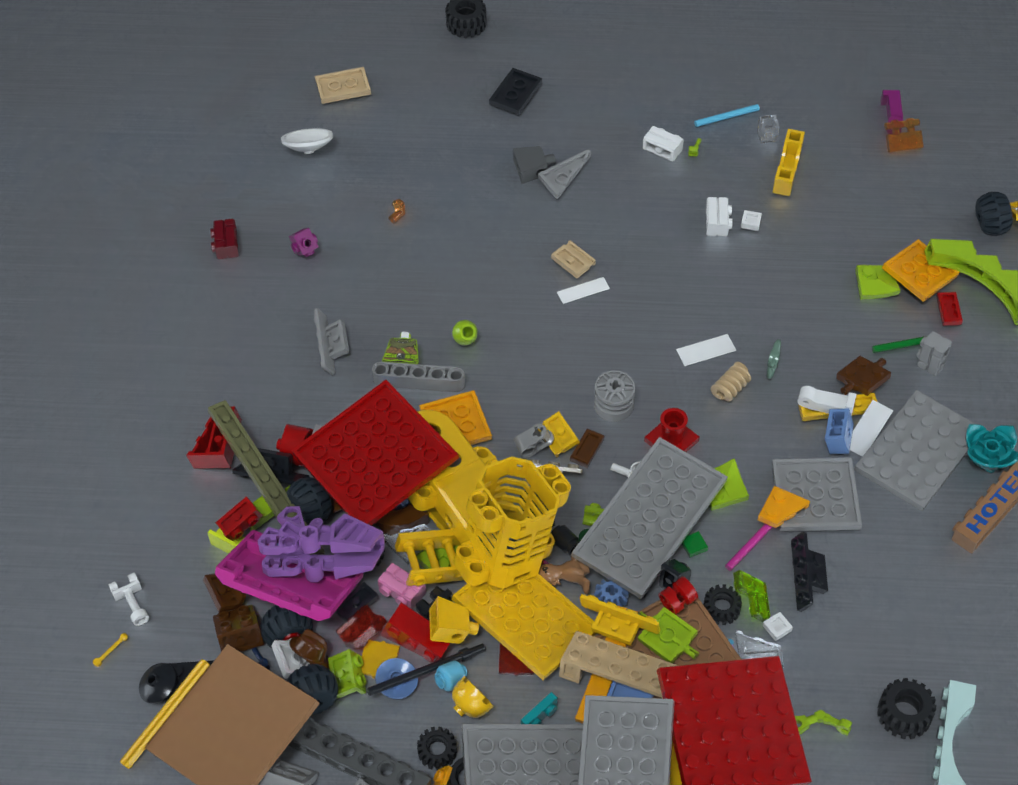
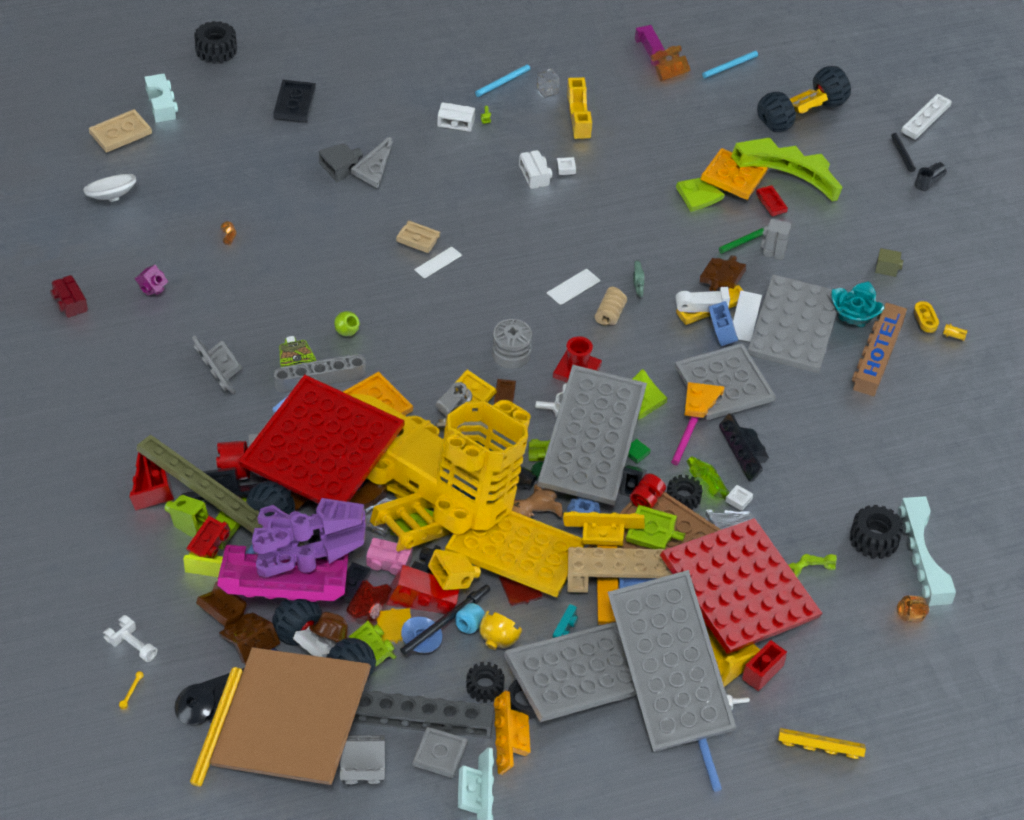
camera: 25 degrees left, 5 degrees down
(229, 482) = (187, 514): none -> lime torso
(391, 67) = (161, 97): none -> light aqua arch
(967, 150) = (730, 64): none -> medium azure bar

